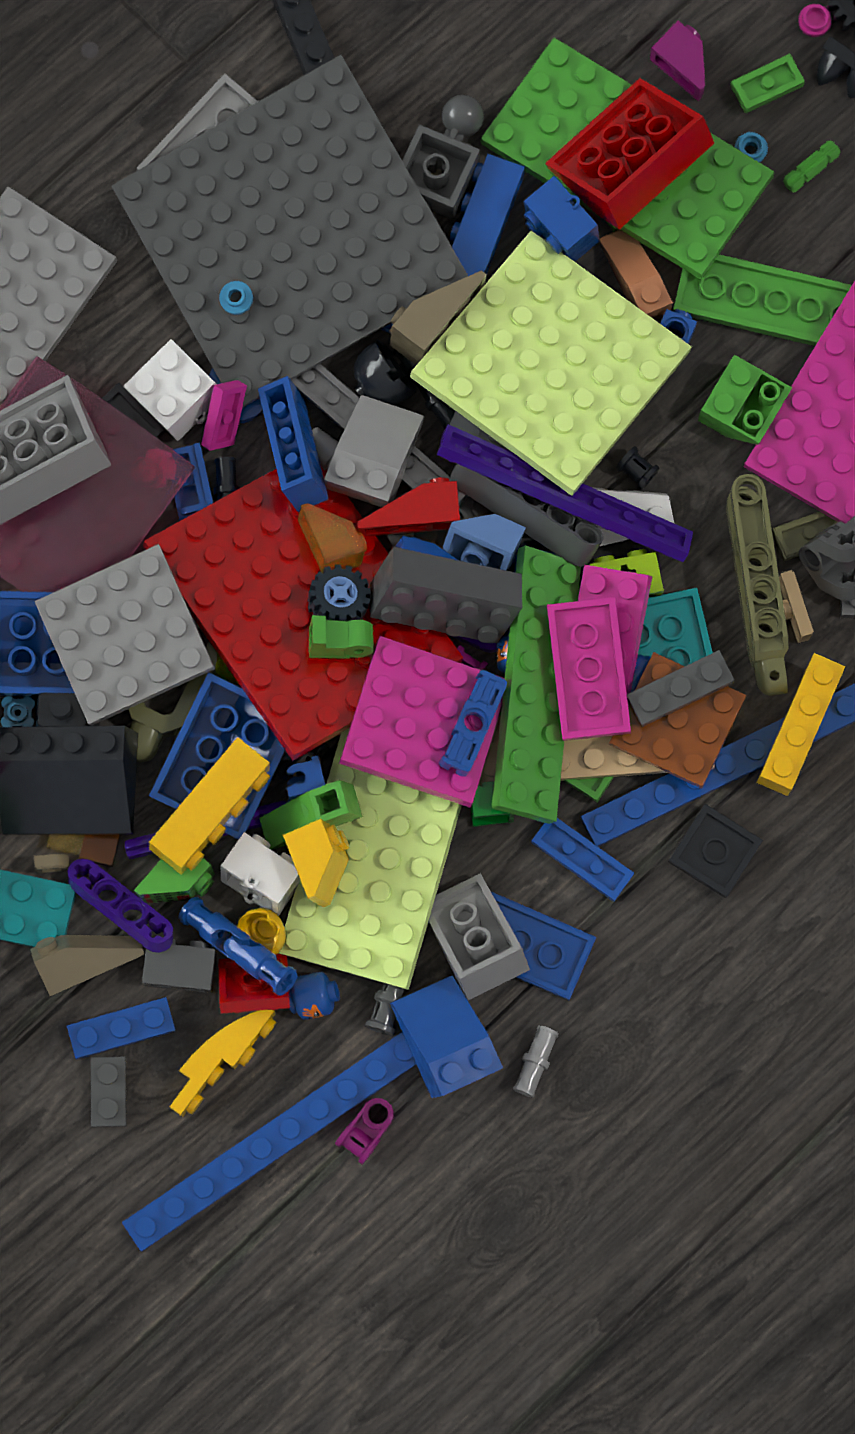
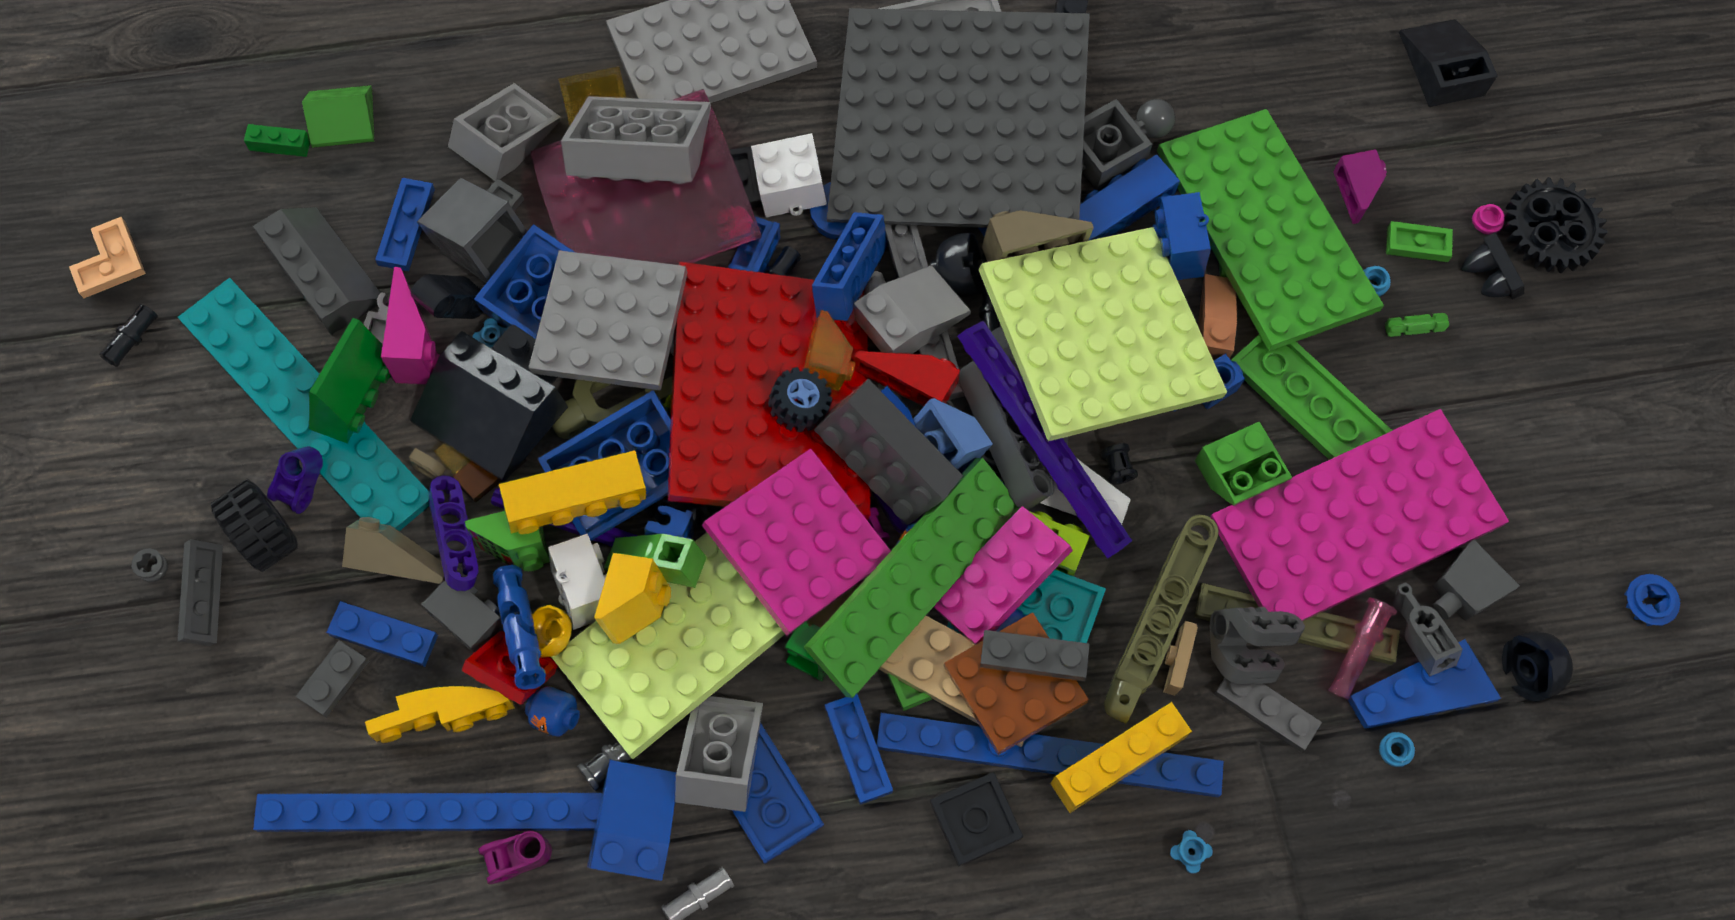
camera: 30 degrees right, 10 degrees down
(223, 415) = (813, 215): dark pink plate -> none
(243, 304) = (887, 141): dark azure plate -> none
(340, 638) = (776, 429): bright green leg -> none
(483, 704) = (818, 578): blue piece -> none
(588, 669) = (966, 589): dark pink plate -> none
(631, 152) = (1275, 219): red slope -> none

